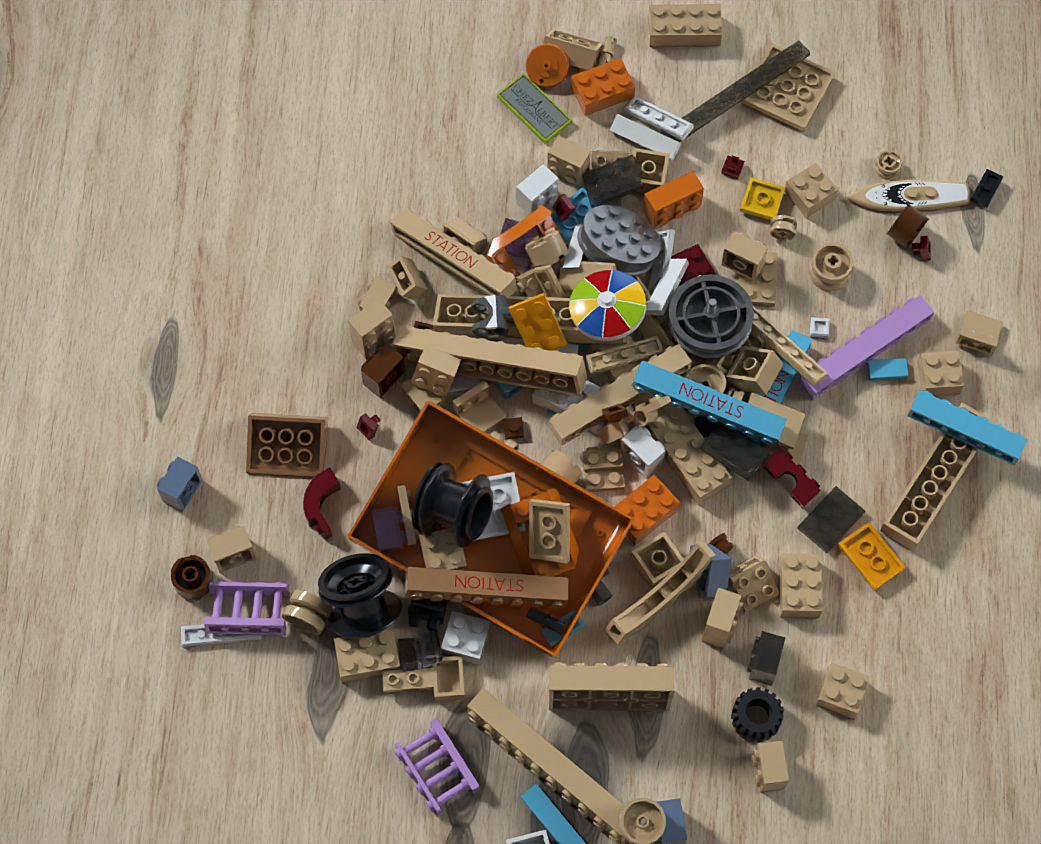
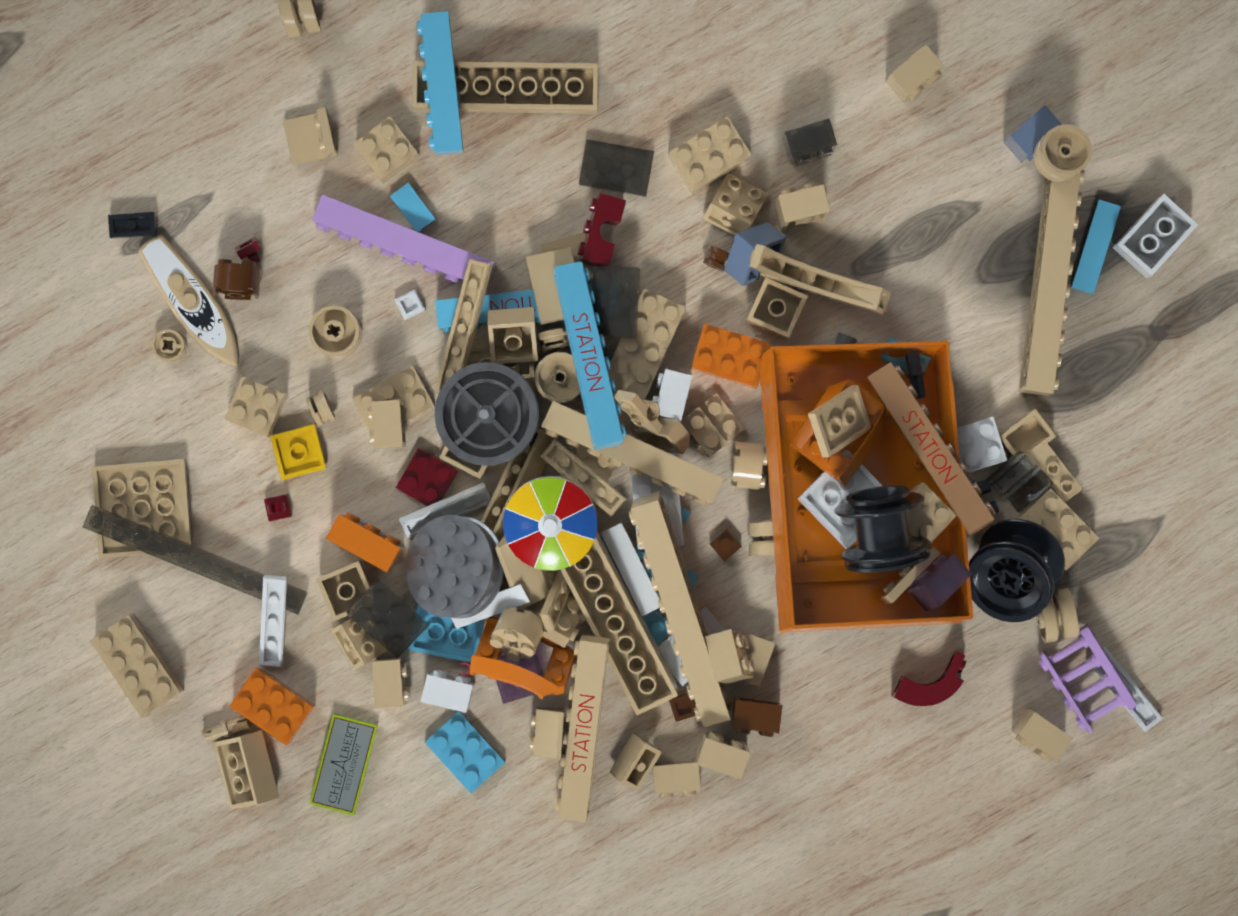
camera: 125 degrees left, 20 degrees up
(179, 483) = (1010, 836): sand blue brick -> none
(189, 567) = (1102, 765): reddish brown brick -> none
(286, 444) = (893, 761): medium nougat slope -> none
(368, 426) = (820, 691): dark red tile -> none
(446, 749) = (1096, 392): lavender fence -> none
(479, 408) = (731, 589): tan bracket -> none
(489, 183) = (465, 752): none -> medium azure plate
(498, 316) = (630, 629): dark grey connector -> none
(538, 323) = (618, 580): light orange plate -> none
(547, 65) = (287, 781): orange wheel -> none
(563, 207) = (449, 651): dark red tile -> none
(611, 687) = (945, 267): tan brick -> none
(615, 413) = (663, 441): reddish brown plate -> none
(644, 136) = (305, 621): white tile -> none
(666, 286) = (476, 483): white tile -> none
(764, 700) = (880, 101): black tyre -> none
(842, 690) = (791, 51): tan brick -> none
(871, 556) = (631, 105): light orange plate -> none

